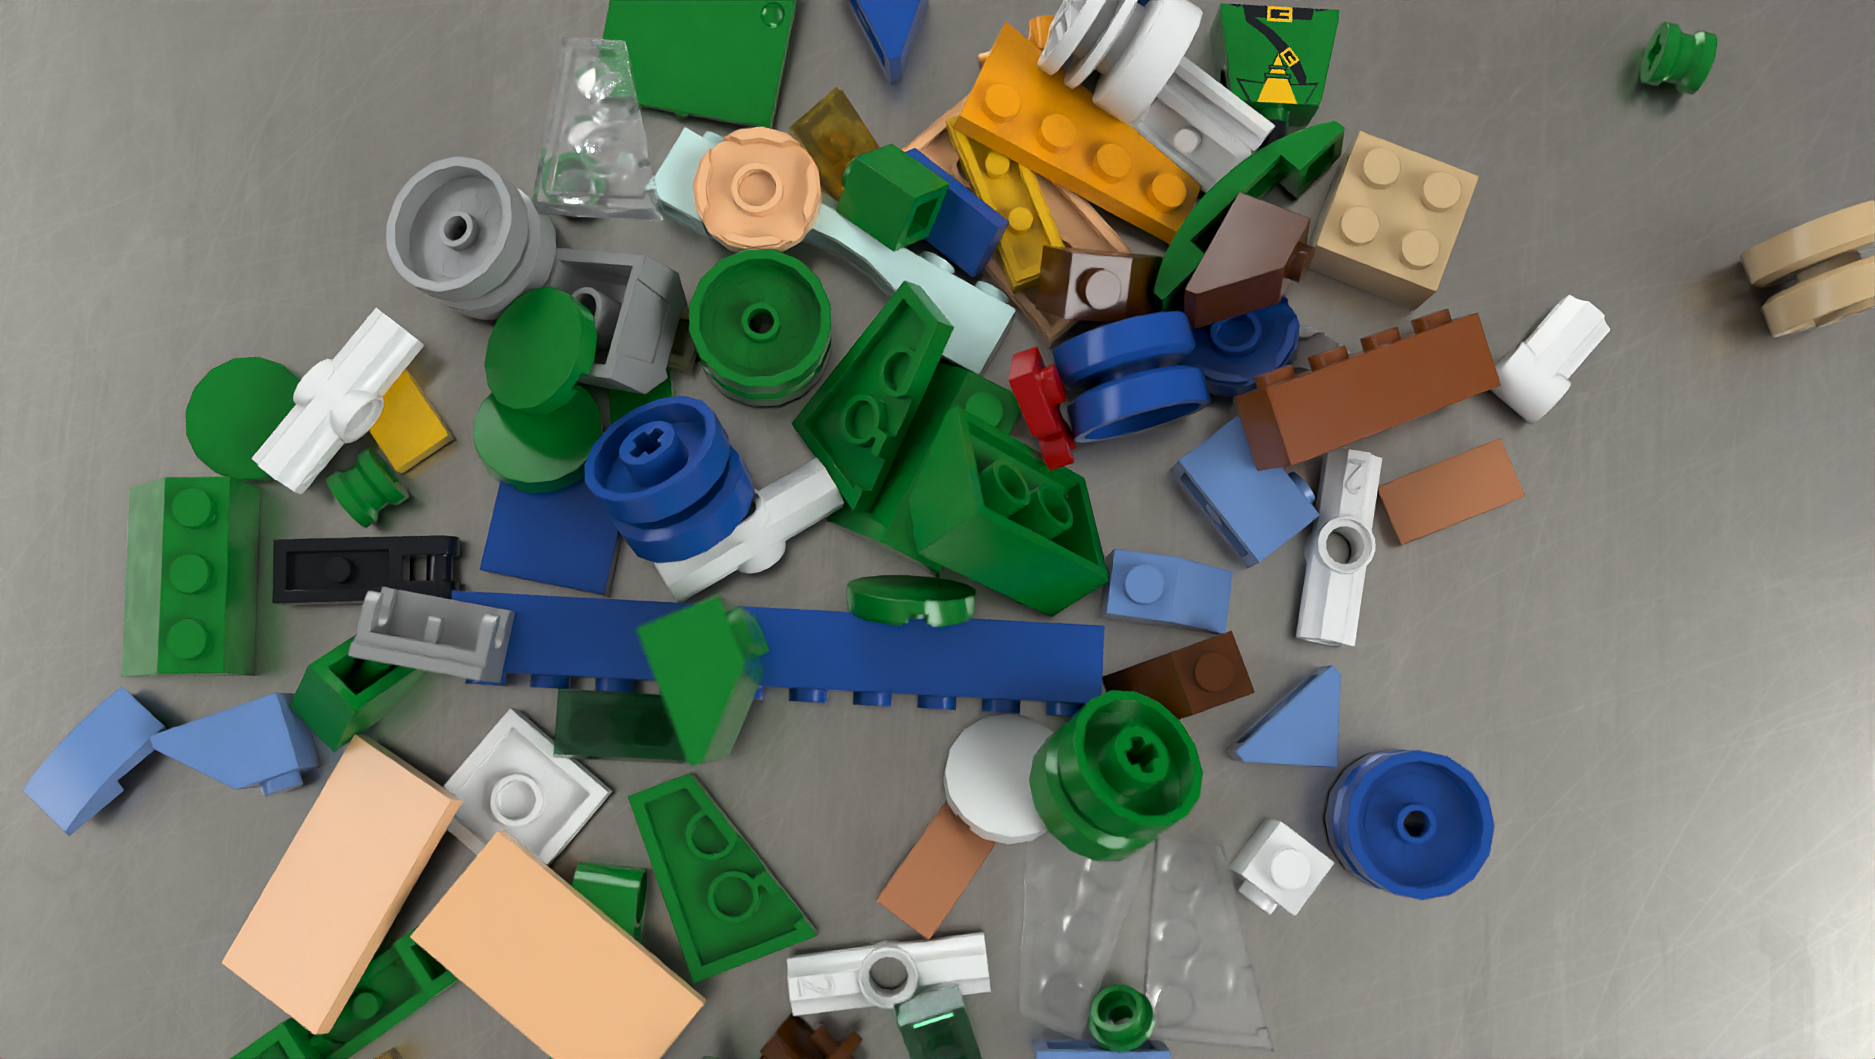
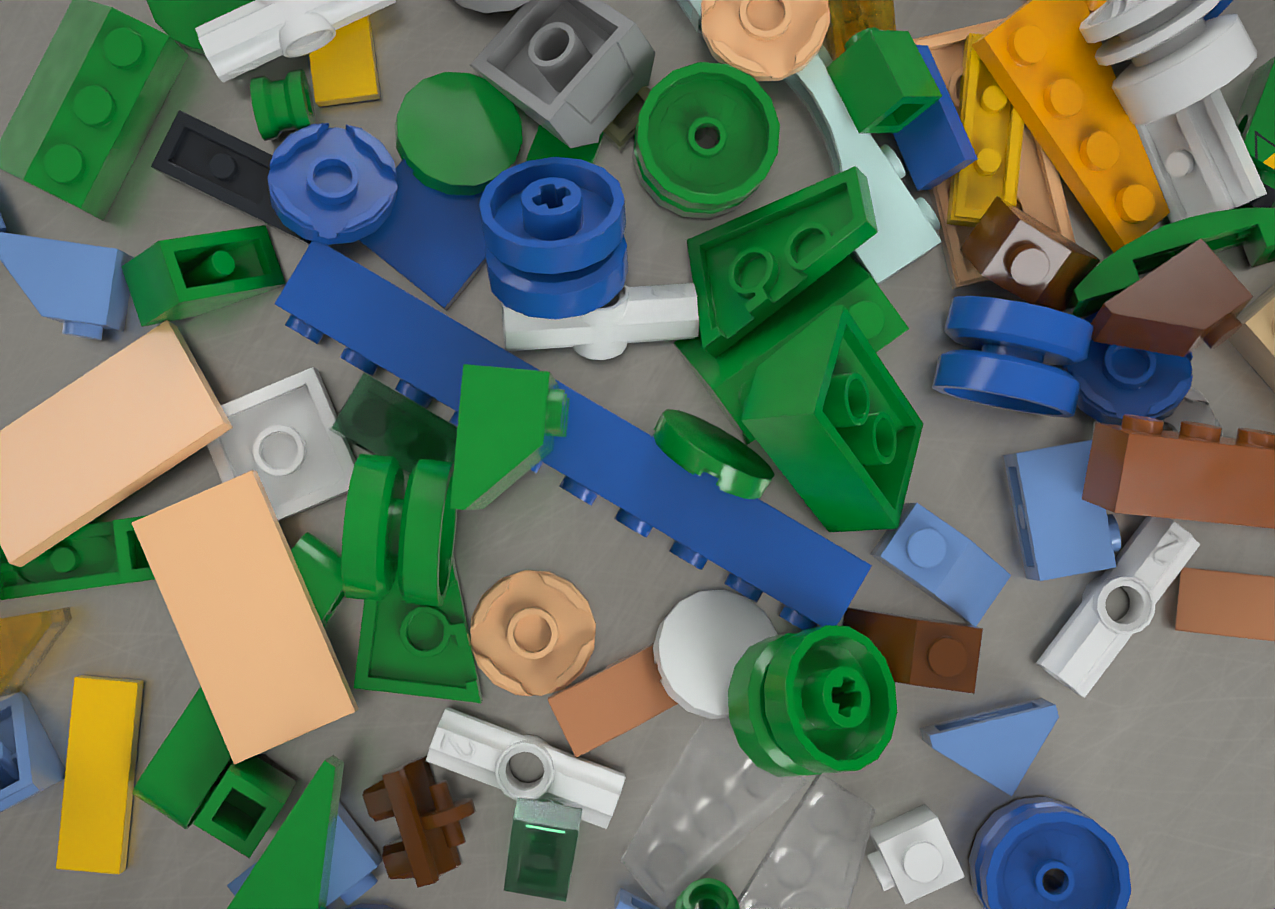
camera: 30 degrees right, 5 degrees up
(433, 634) = (279, 269): light grey hinge -> none
(445, 534) = (332, 183): none -> blue tile
(540, 351) = (497, 61): green tile -> none
(659, 816) = (398, 530): none -> green wheel
(833, 847) = (532, 633): none -> light nougat tile
(1039, 396) = (921, 332): red plate -> none

